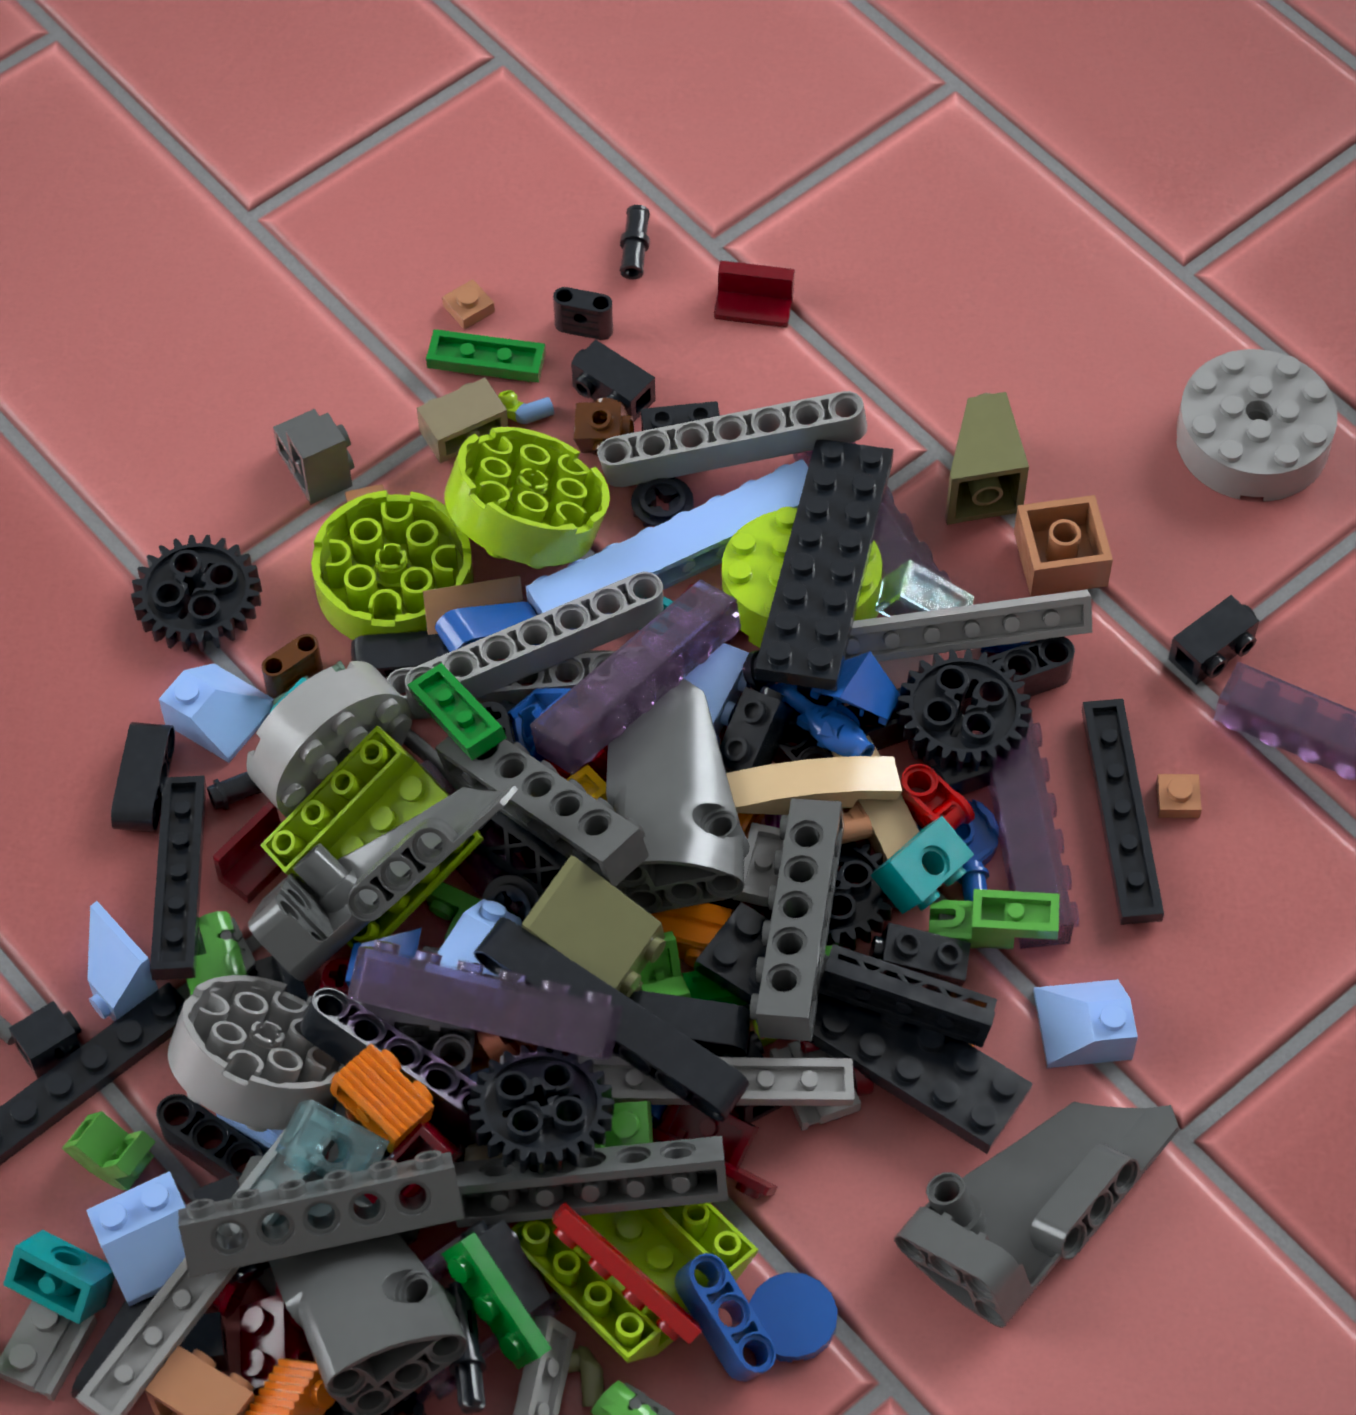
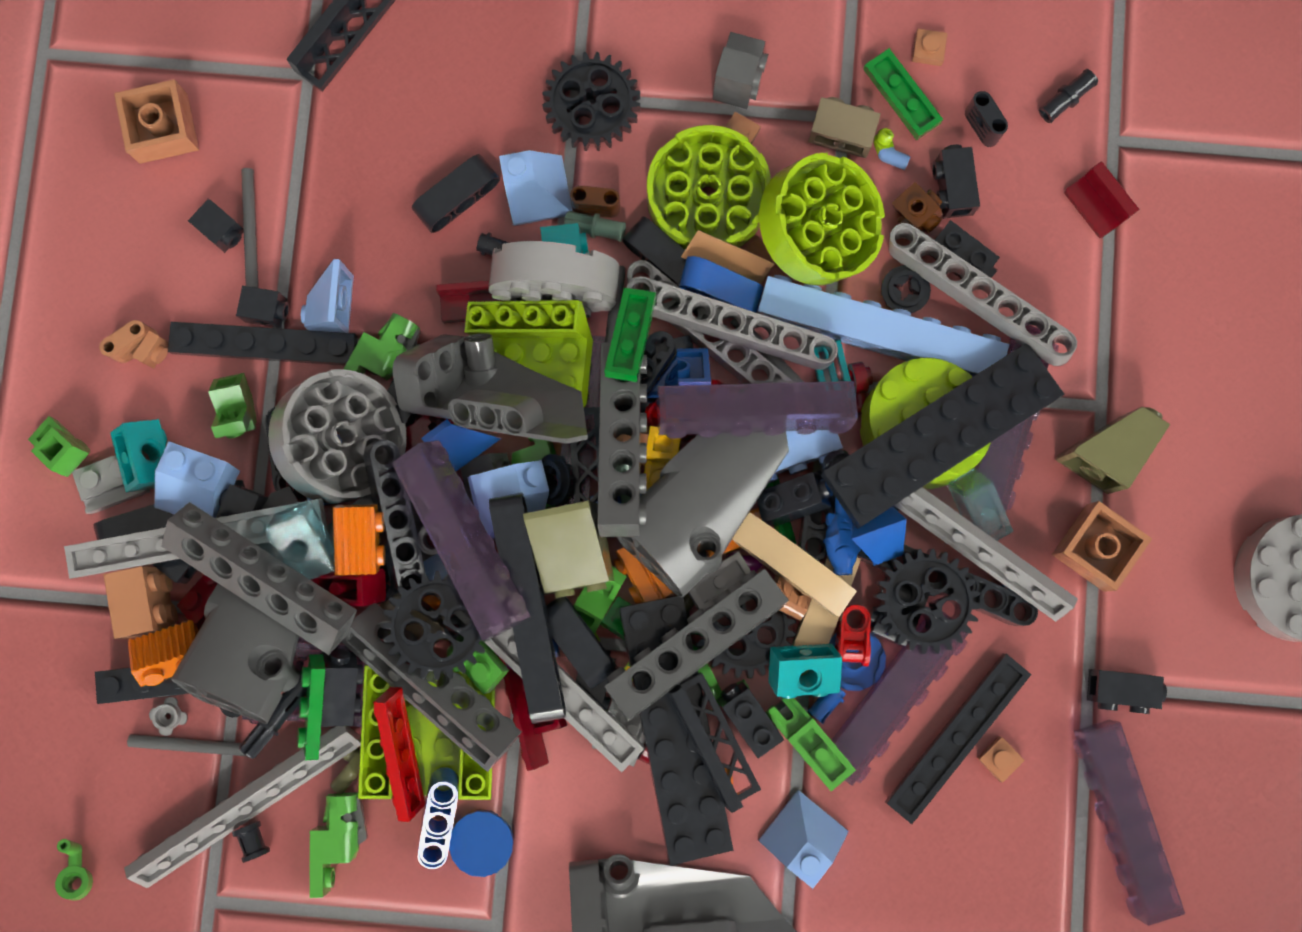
camera: 45 degrees right, 25 degrees up
(178, 878) = (409, 279): black plate -> none

